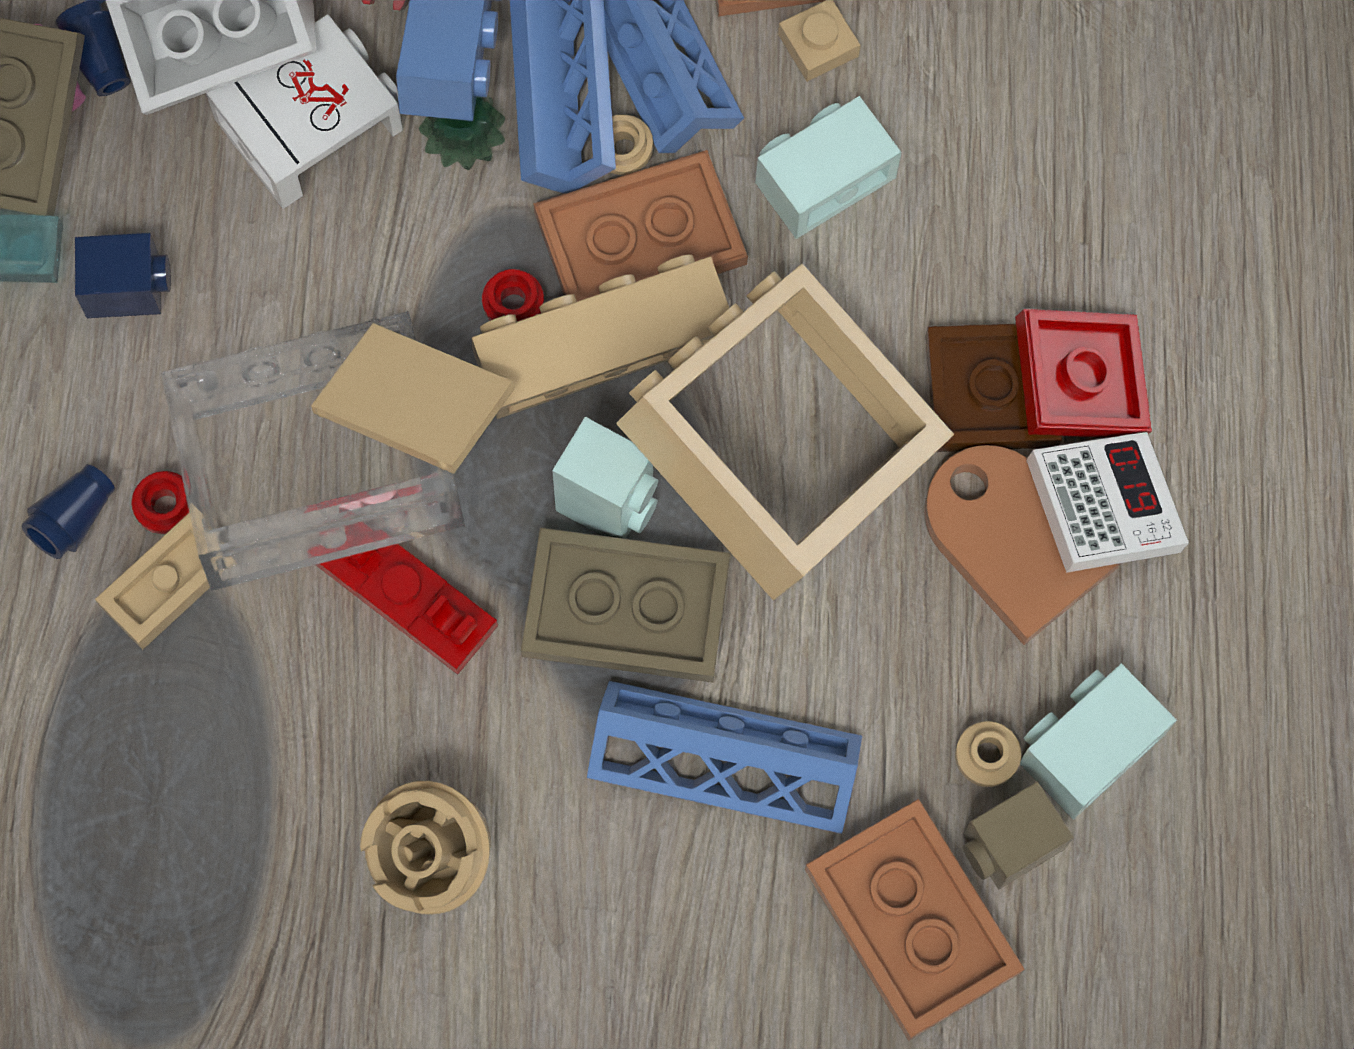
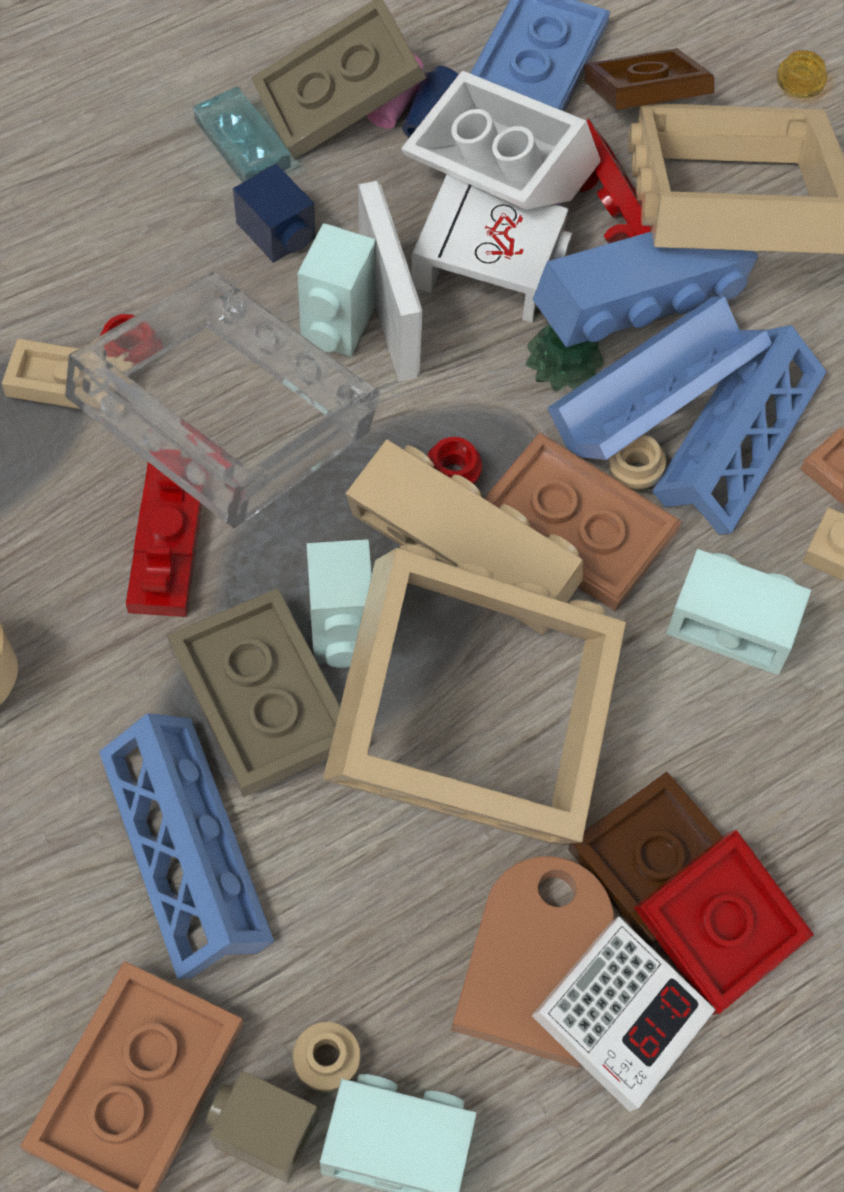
camera: 55 degrees right, 10 degrees down
(67, 513) = (76, 288): dark blue cone -> none
(269, 276) = (337, 289): none -> light aqua brick
(291, 223) = (394, 289): none -> white tile
(413, 397) = (303, 425): tan piece -> none

